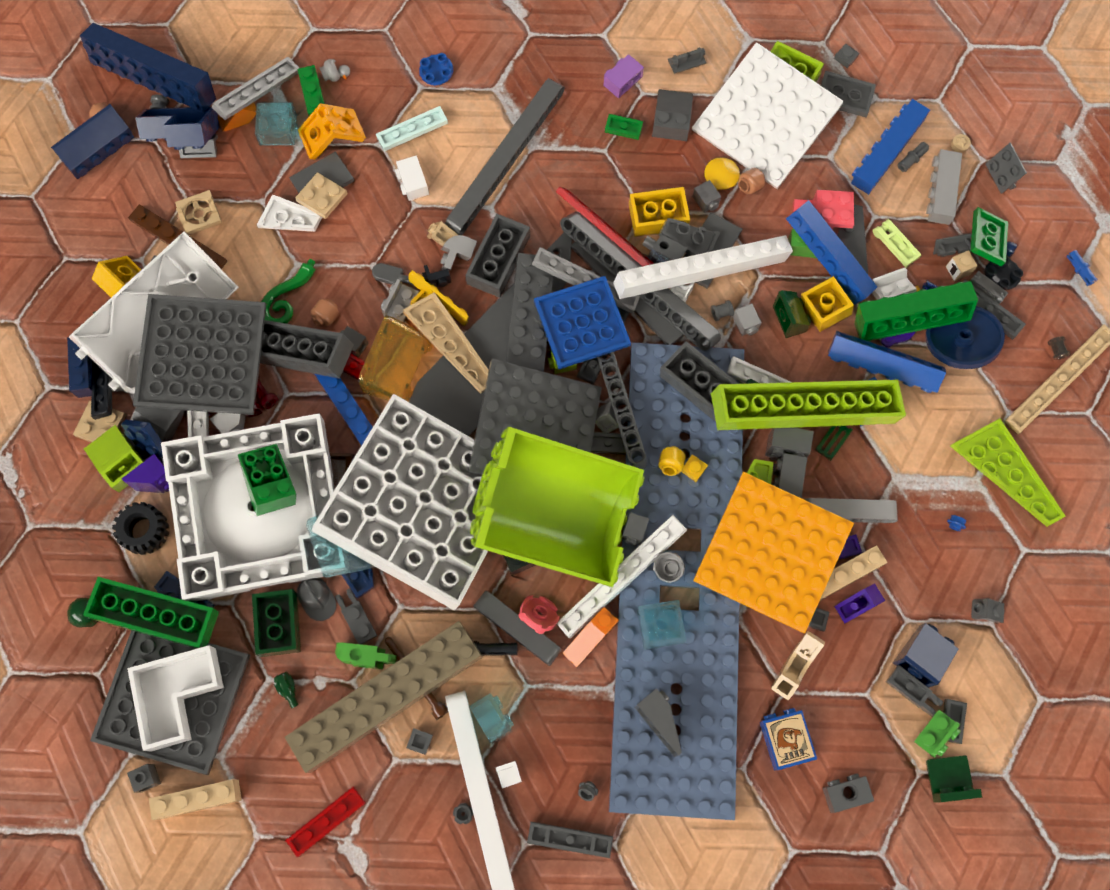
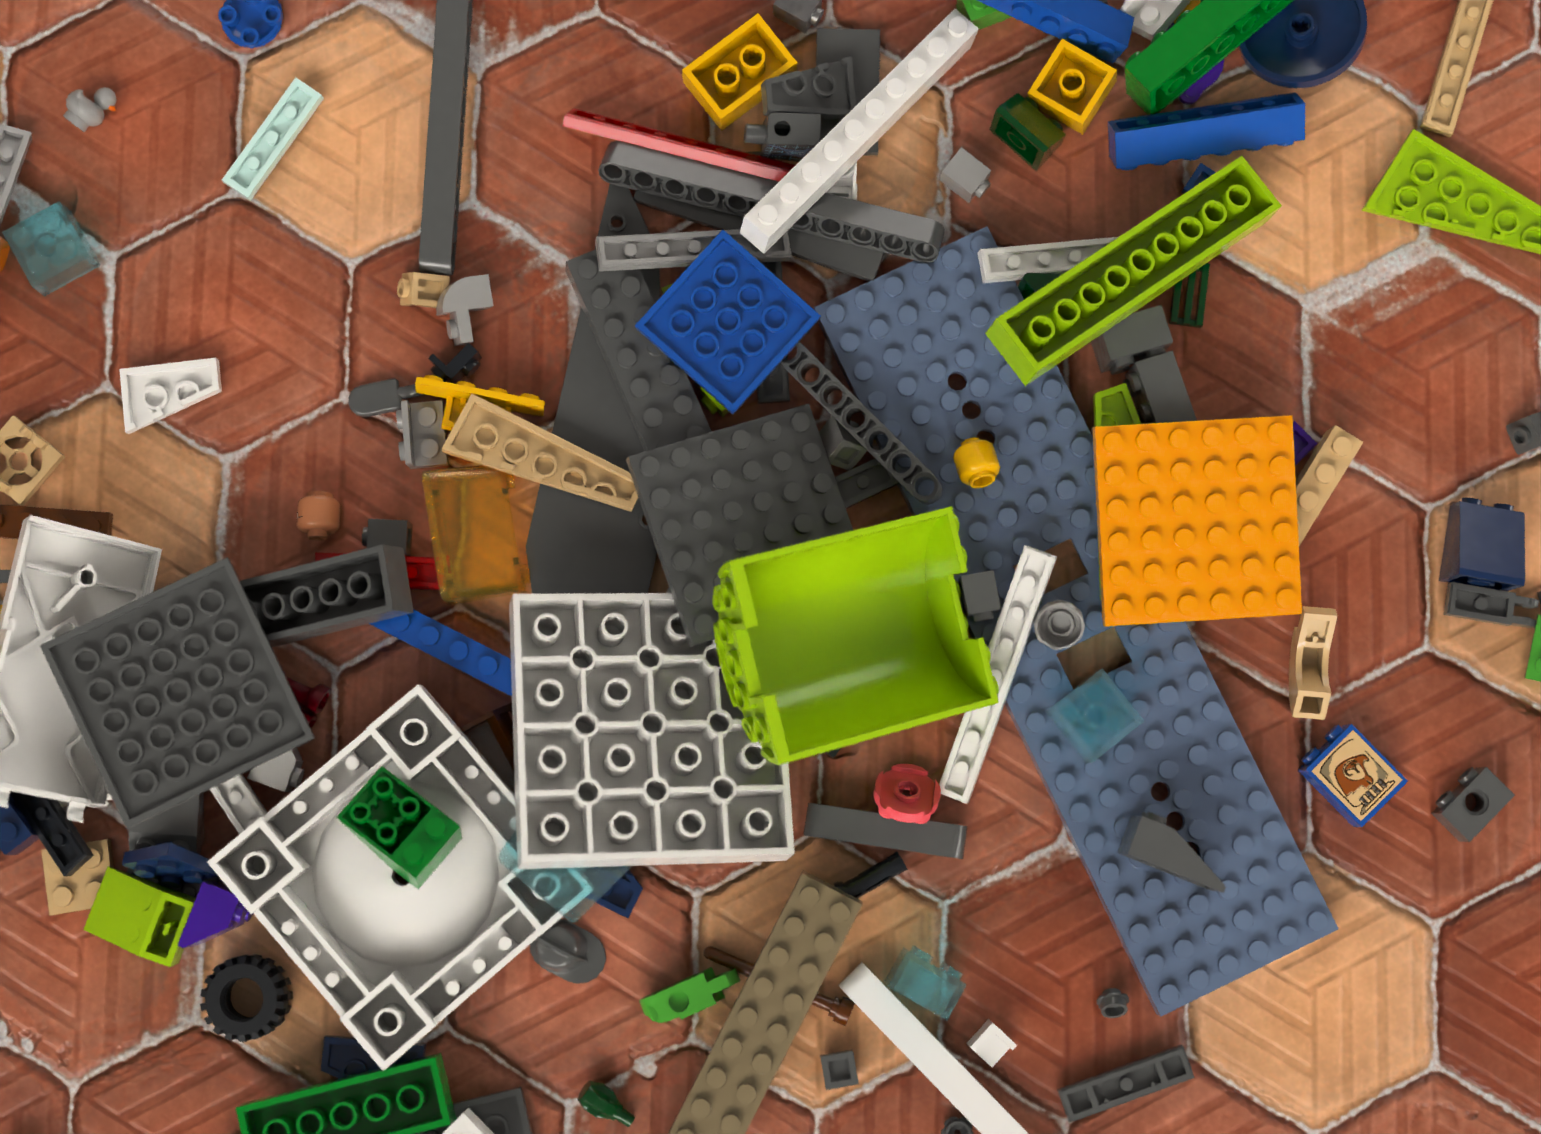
camera: 30 degrees left, 10 degrees up
(276, 623) = (534, 1022): dark green brick -> none
(301, 278) = (247, 480): green plant -> none
(310, 87) = (81, 167): green brick -> none
(321, 195) = (198, 329): tan plate -> none
(329, 123) = (144, 210): light orange bracket -> none
(329, 167) = (179, 300): dark grey tile -> none
(356, 619) = (645, 947): dark grey hinge -> none
(412, 178) = (323, 222): white brick -> none
(497, 255) = (532, 278): dark grey brick -> none
(590, 636) = (997, 784): slope -> none
(694, 377) = (947, 314): dark grey brick -> none
(694, 468) = (1014, 453): yellow plate -> none
(722, 310) = (920, 180): dark grey bush -> none
(819, 620) = (1309, 576): dark grey tile -> none
(859, 603) = (1352, 521): dark purple slope -> none
(860, 509) = (1274, 385): light grey beam -> none
(956, 523) = (1429, 324): blue plate -> none

